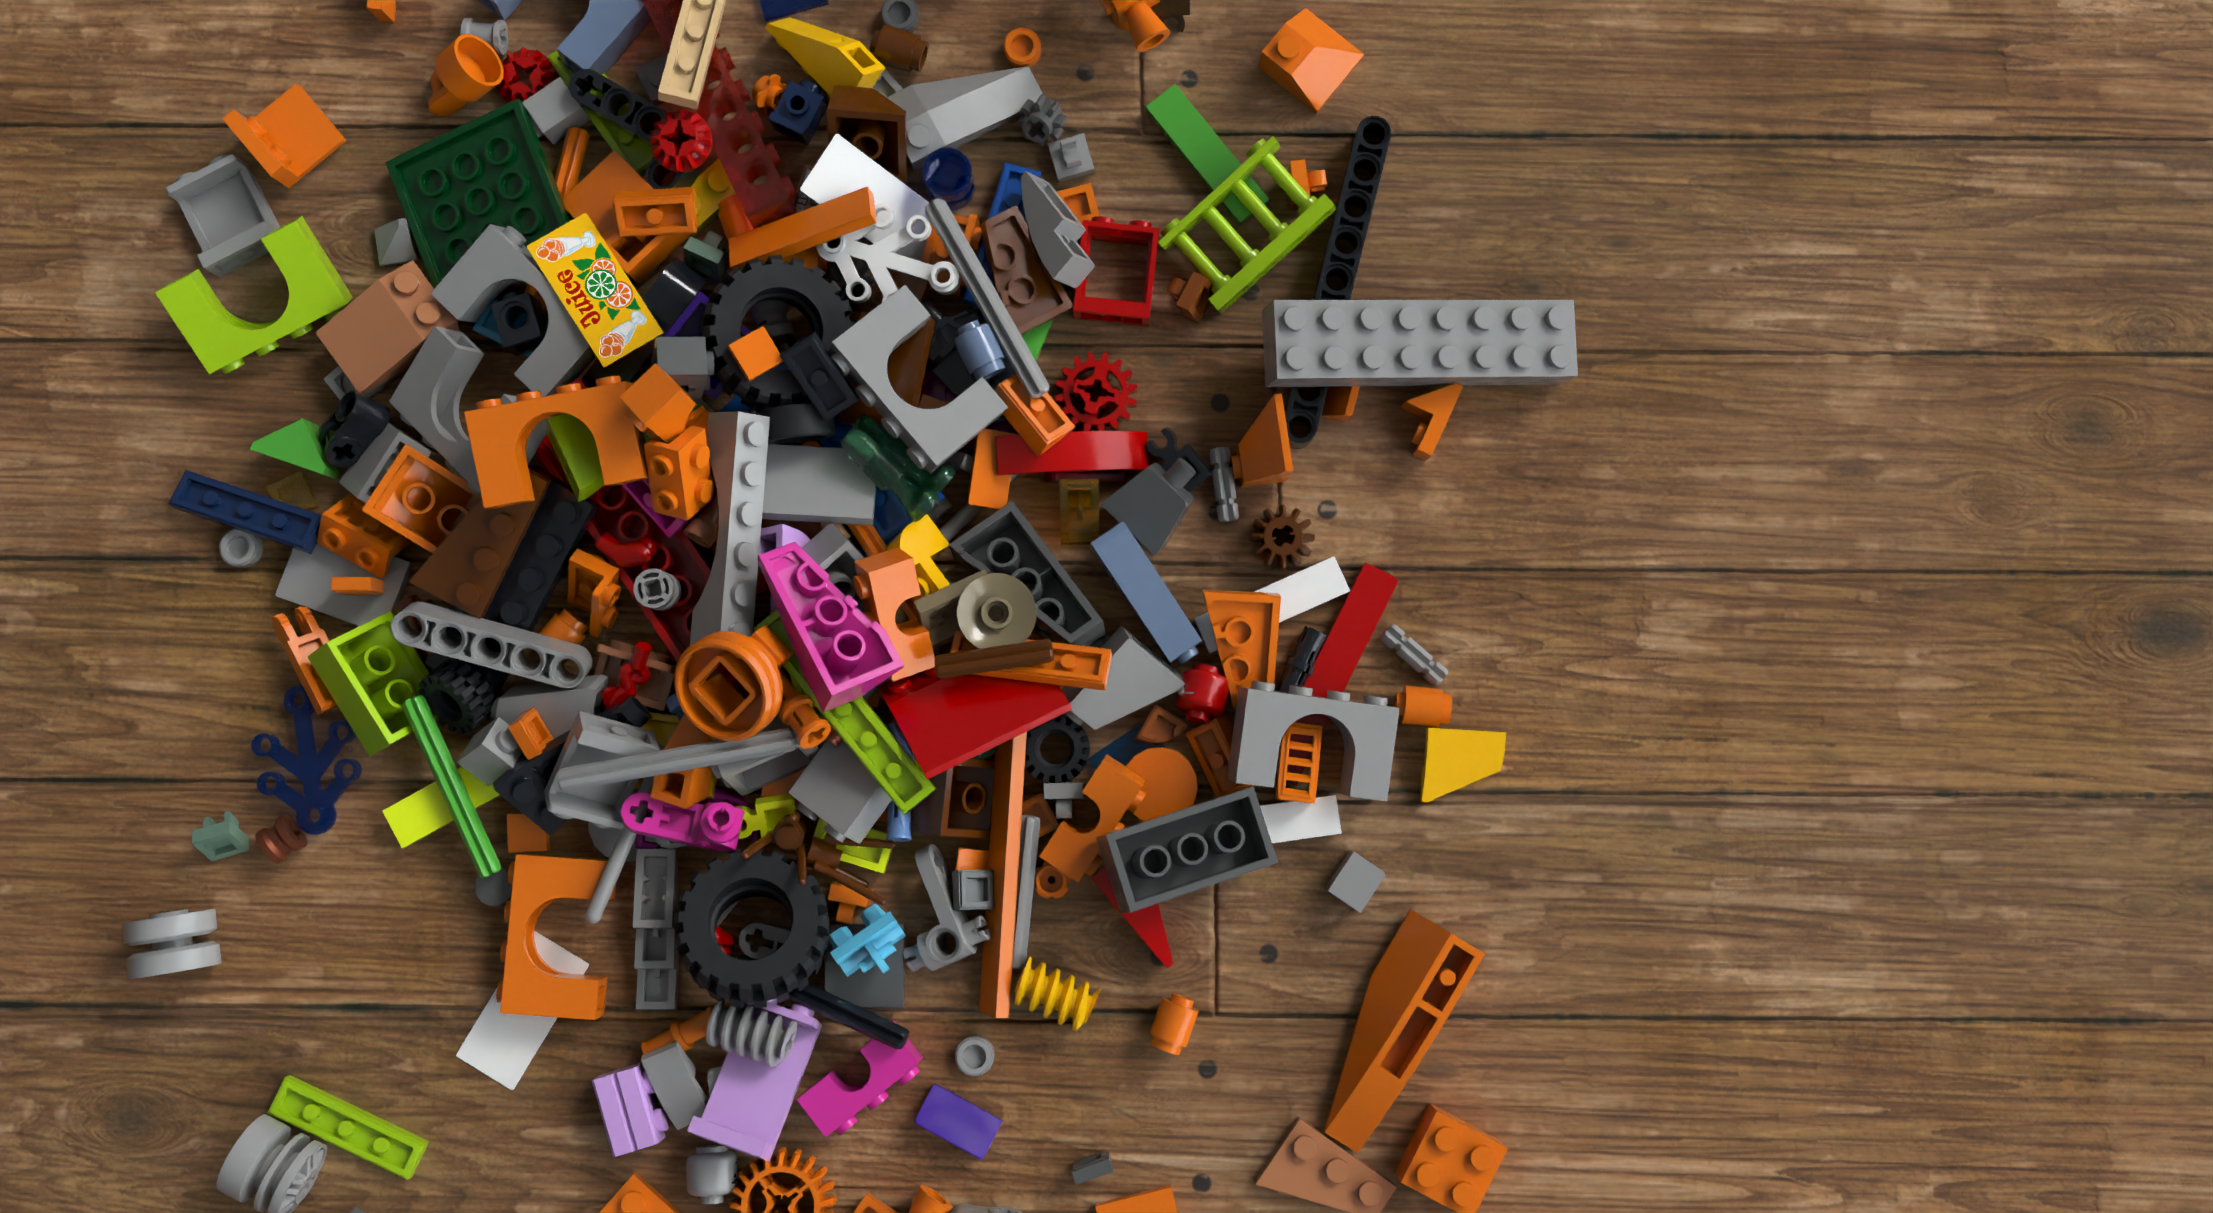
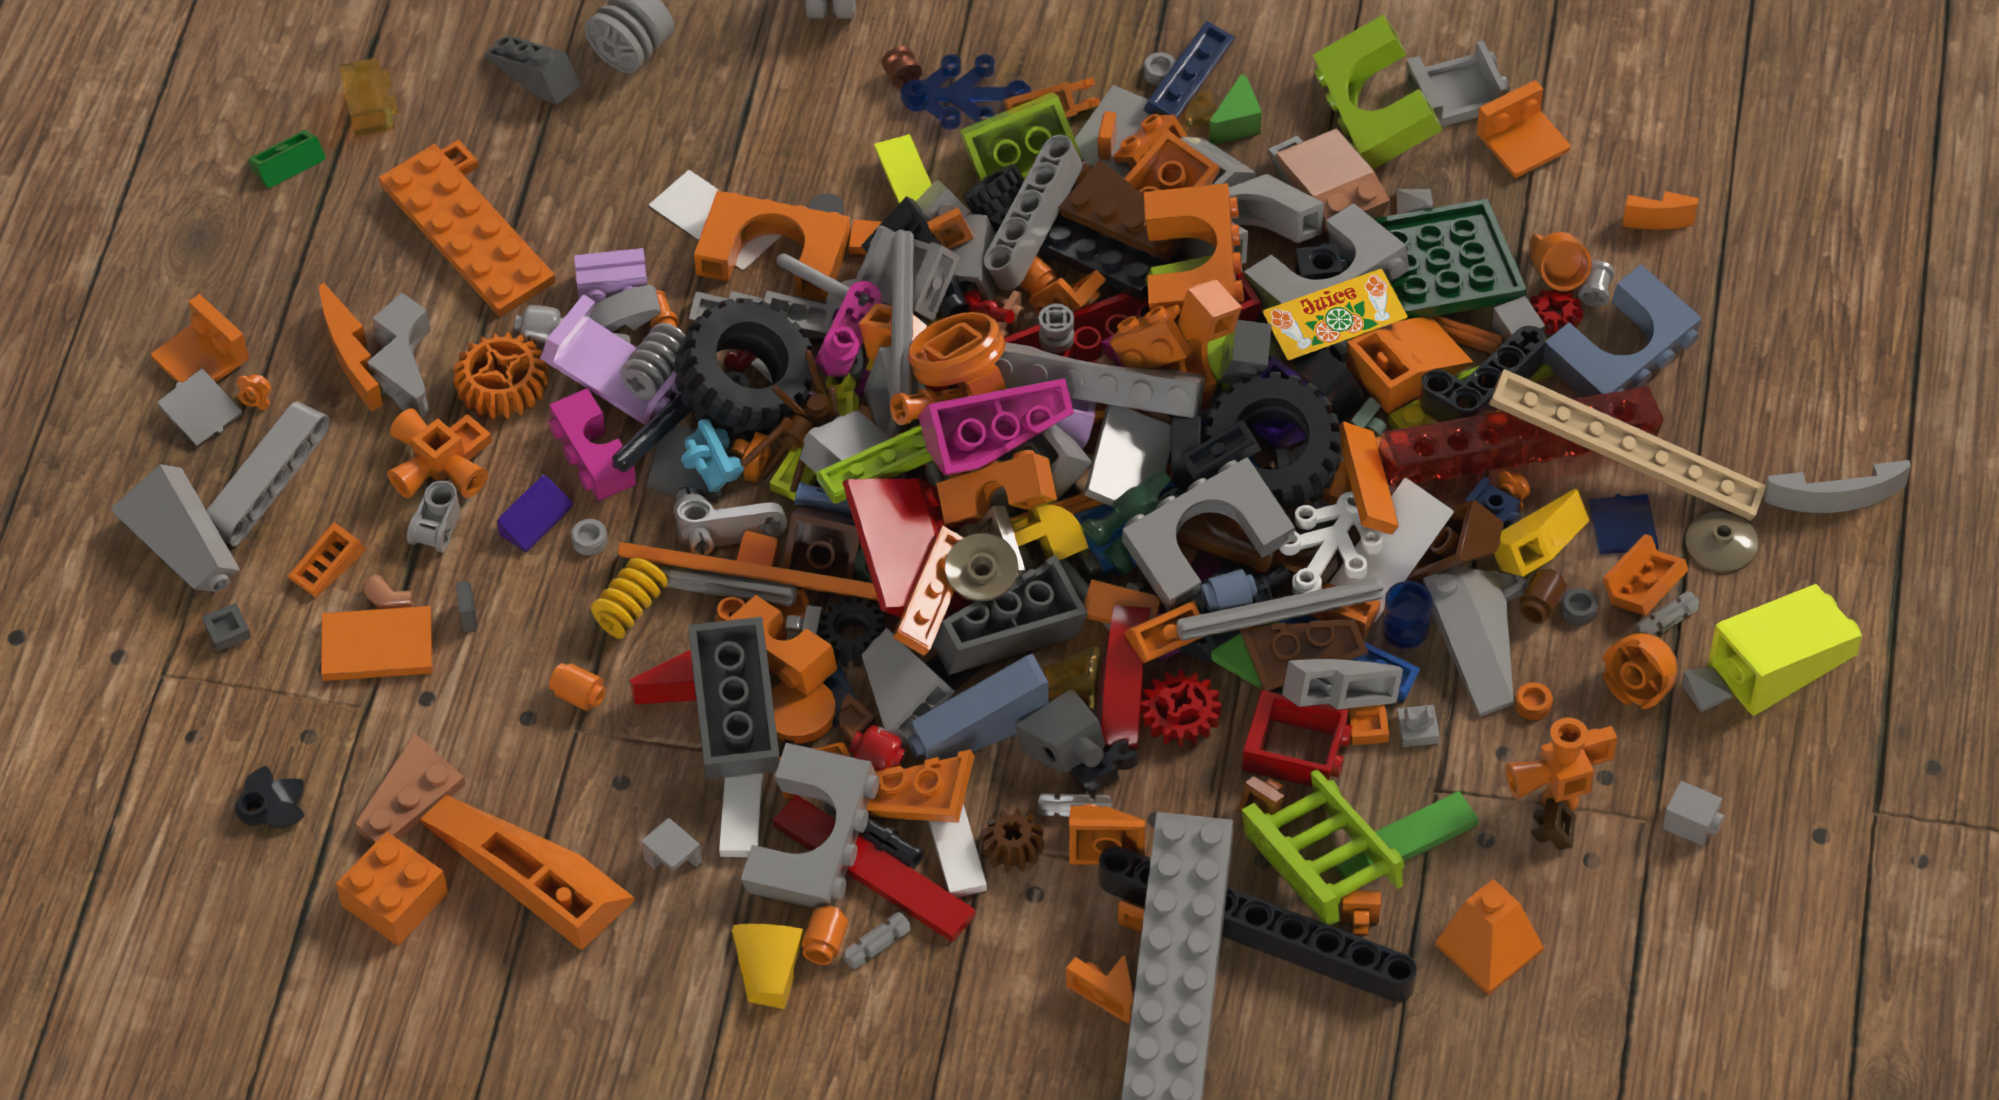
camera: 100 degrees right, 30 degrees down
(220, 838) = (913, 27): sand green tile -> none
(348, 1127) = (648, 90): lime tile -> none
(352, 428) = (1247, 147): black piece -> none
(451, 786) = (918, 179): bright green axle -> none
(627, 554) = (1093, 313): red arm -> none
(655, 212) = (1400, 365): orange slope -> none
(691, 153) = (1474, 403): red gear -> none
(755, 353) = (1248, 404): orange tile -> none
(973, 890) = (738, 543): dark grey tile -> none
(994, 658) = (939, 554): reddish brown axle -> none
(1042, 120) = (1455, 699): dark grey gear -> none
(1311, 779) = (796, 806): orange slope -> none

